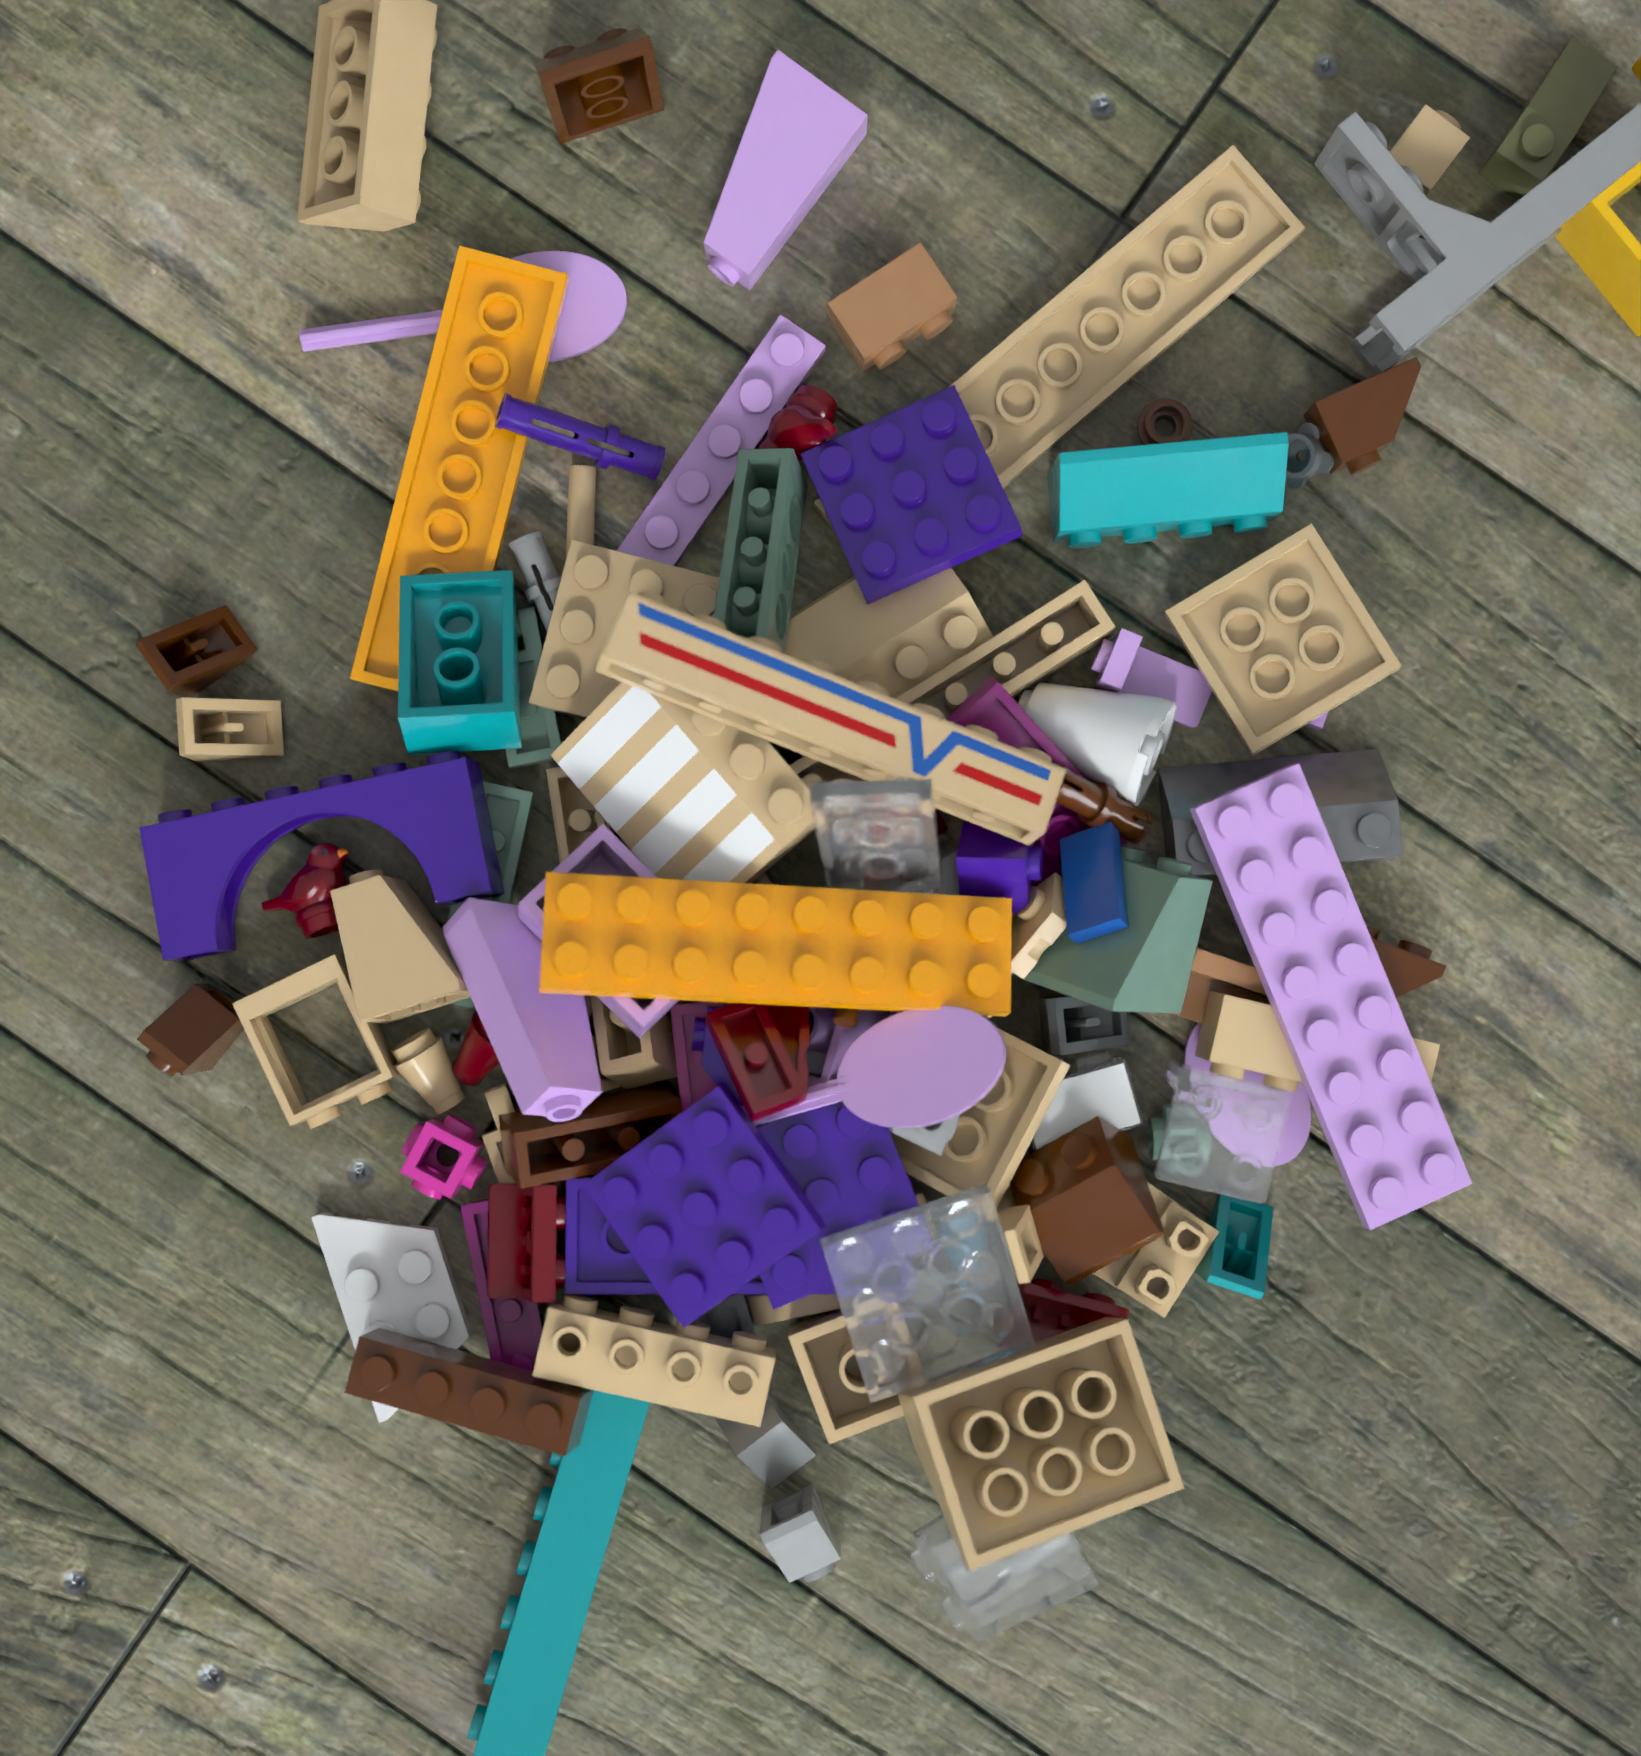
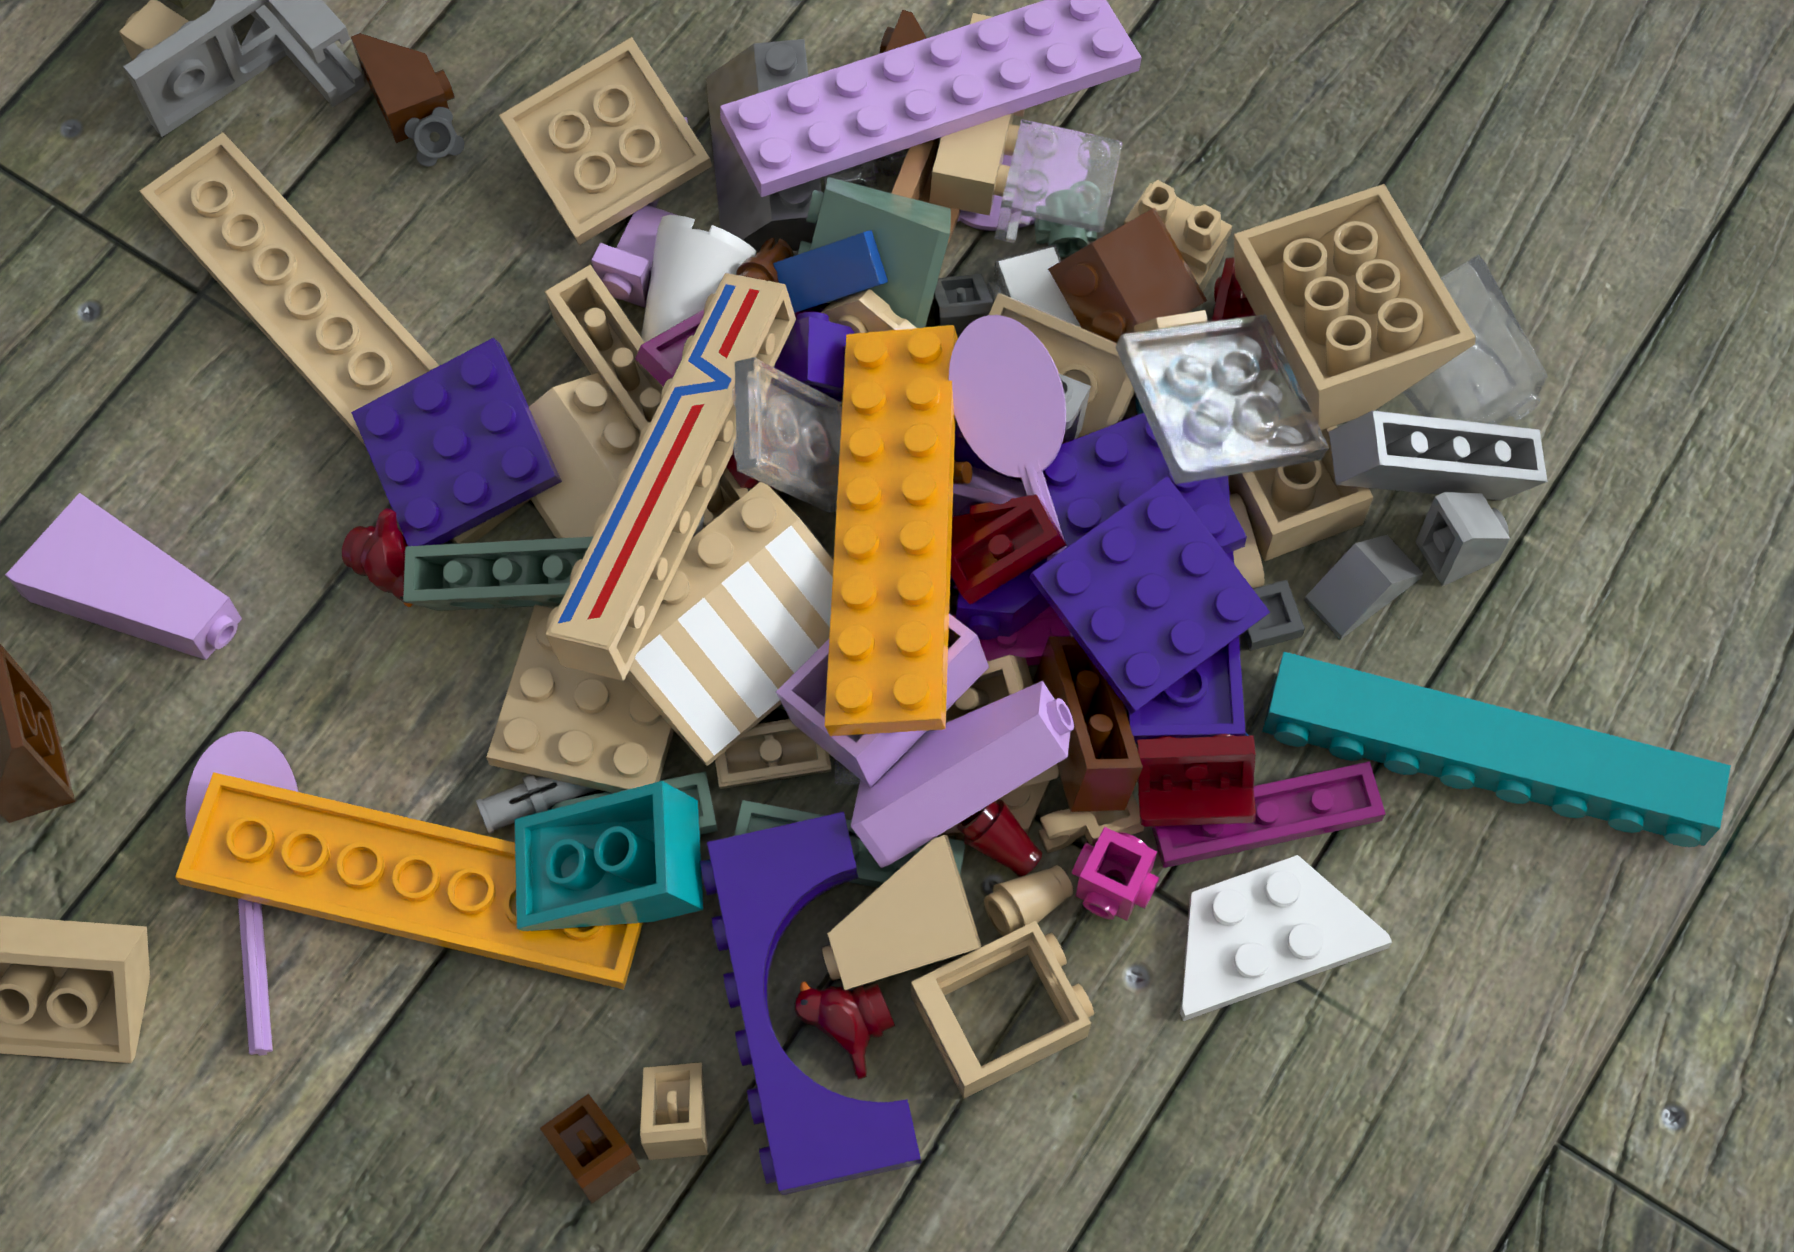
camera: 85 degrees left, 20 degrees down
(192, 1032) = (995, 1129): reddish brown slope -> none
(468, 1391) = (1349, 827): reddish brown brick -> none
(581, 504) = (459, 769): tan piece -> none
(642, 458) = (404, 711): dark purple pin -> none
(655, 1360) = (1305, 651): tan brick -> none
(710, 461) = (394, 633): lavender plate -> none
(868, 1516) = (1436, 455): none -> light grey brick
(893, 309) = (272, 479): medium nougat brick -> none
(1168, 489) = (461, 236): slope -> none
(1169, 410) = (397, 237): reddish brown plate -> none
(1241, 1248) = (1176, 165): teal slope -> none

